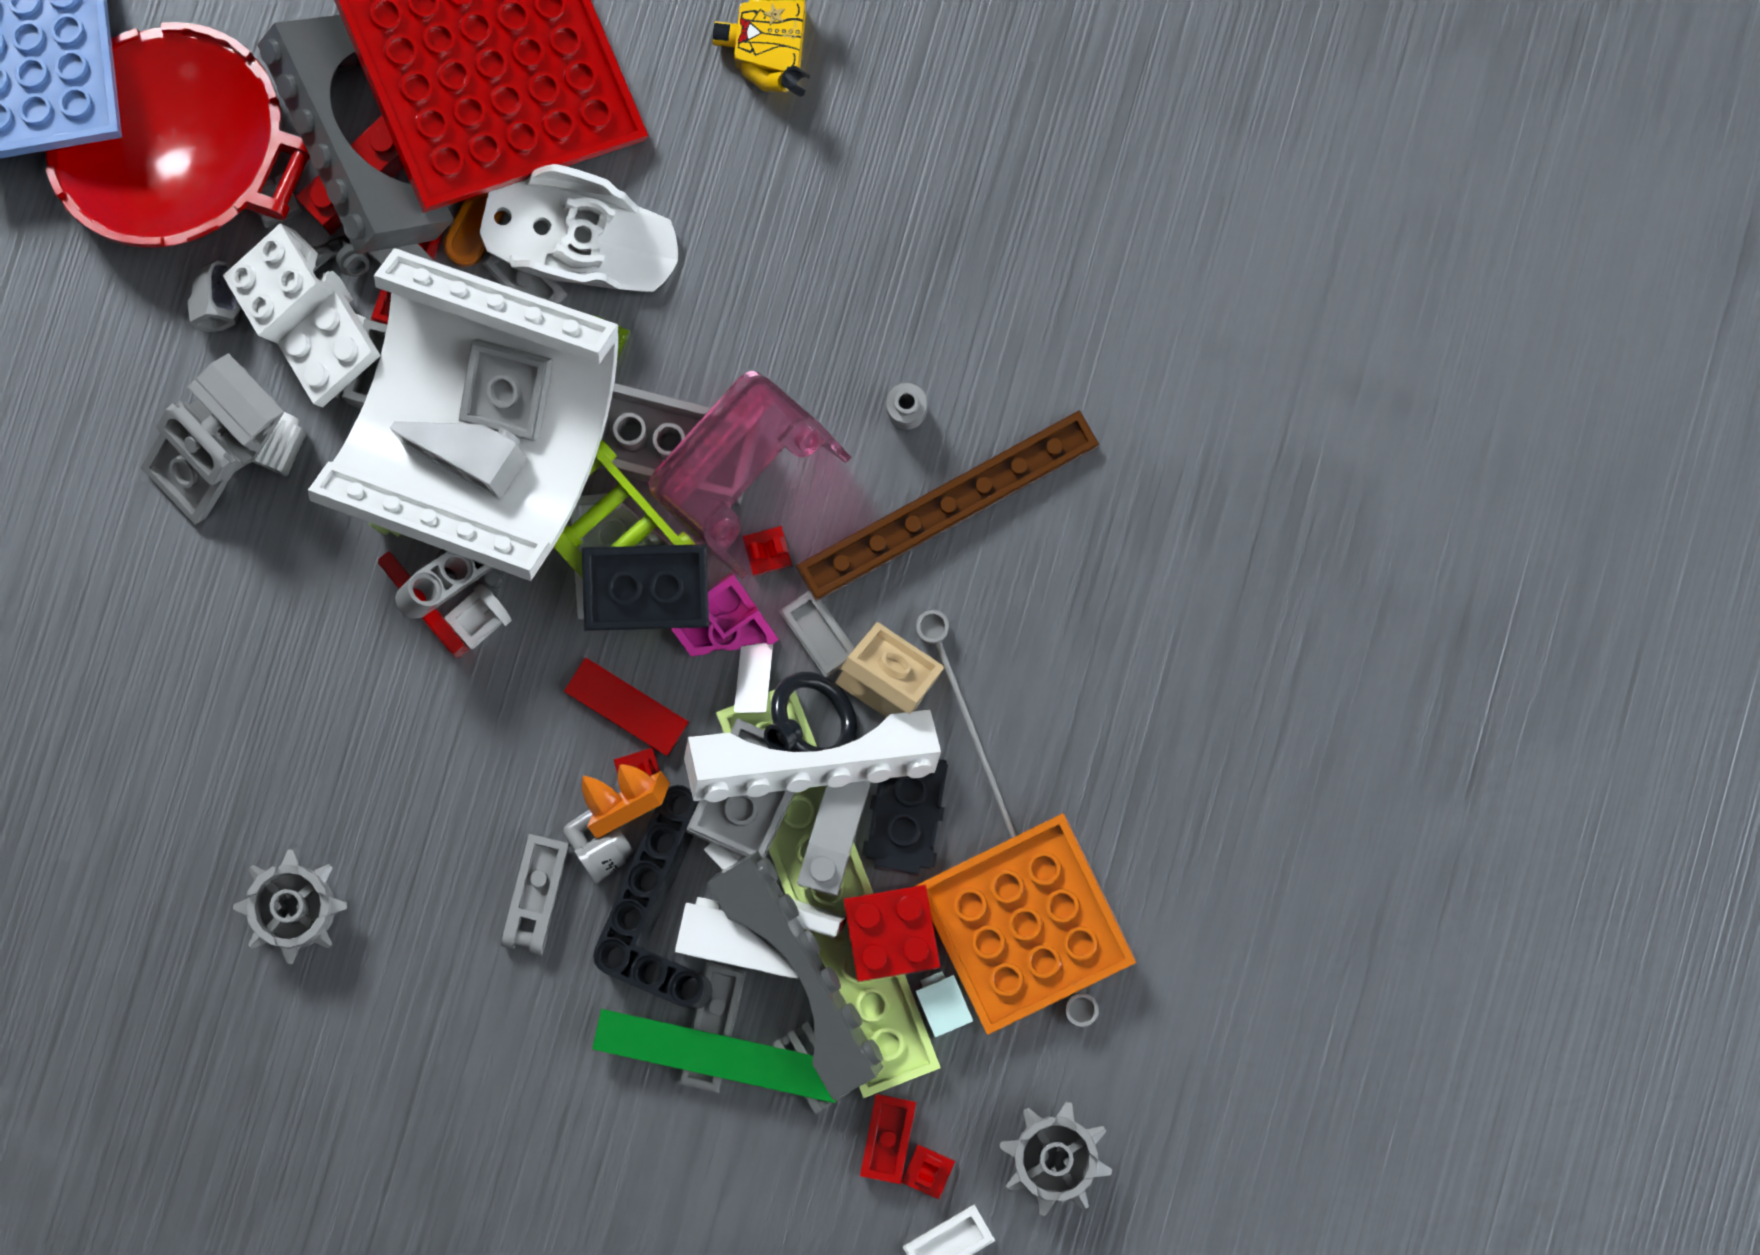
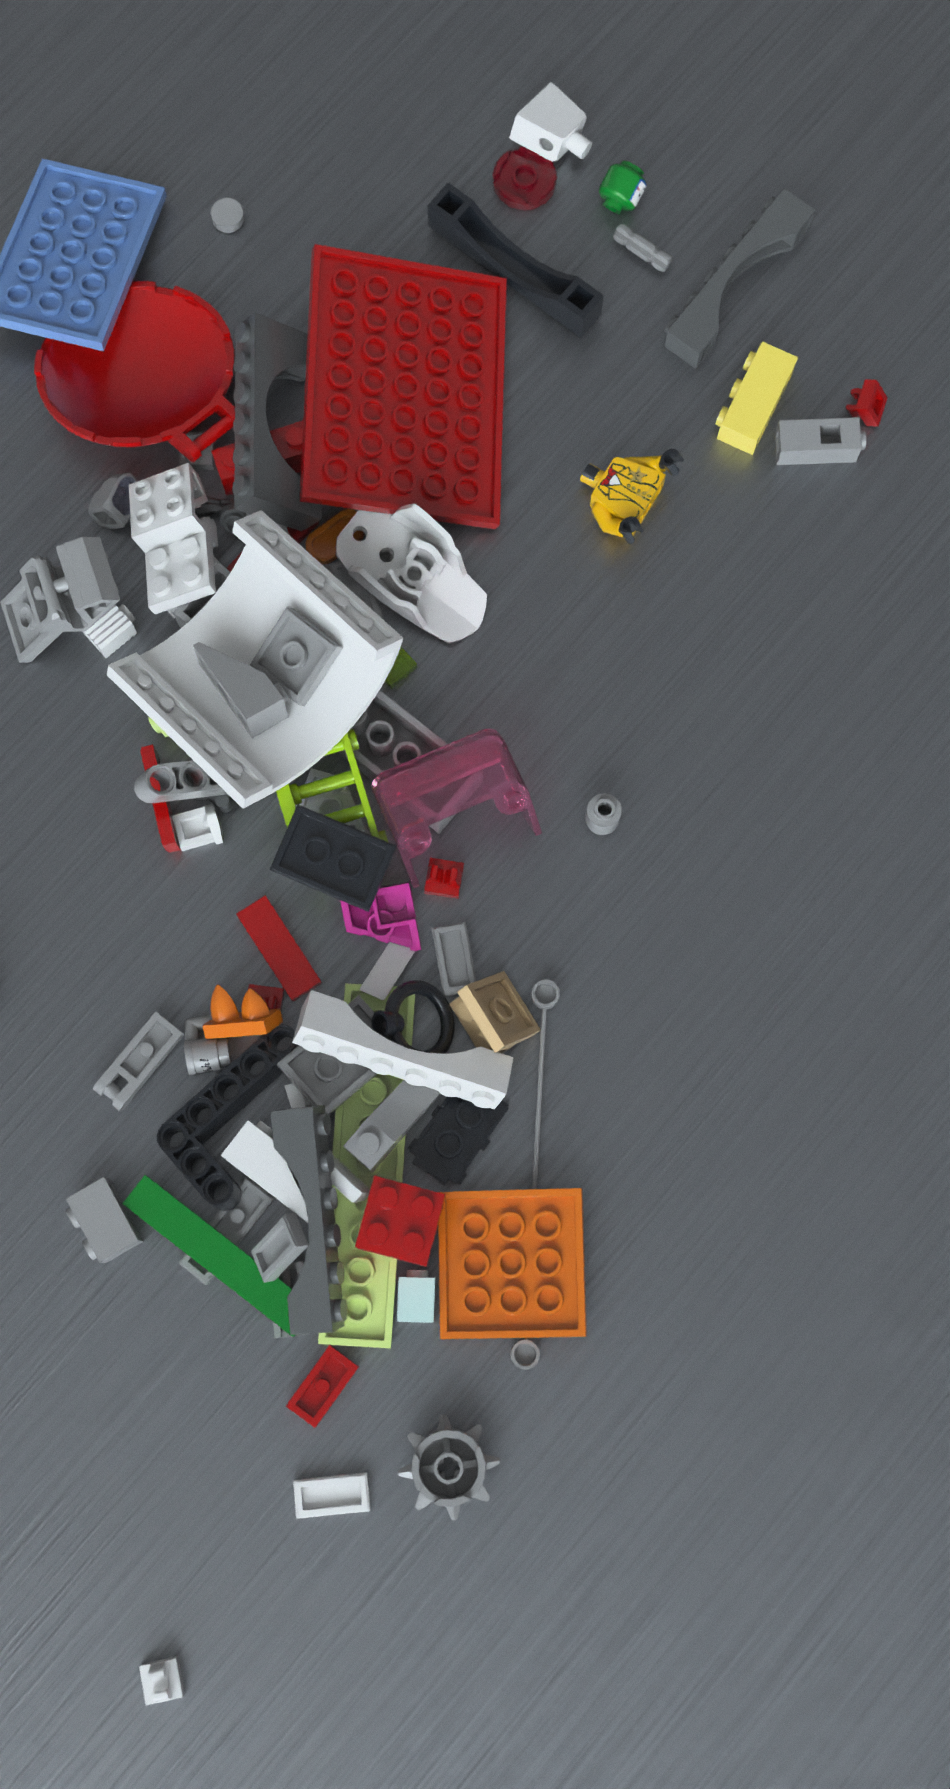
camera: 20 degrees right, 5 degrees down
(579, 1076) = (103, 1221): none -> light grey brick
(779, 1017) = (279, 1247): none -> light grey tile
(928, 1171) = (342, 1428): red tile -> none
(947, 506) = (600, 906): reddish brown tile -> none

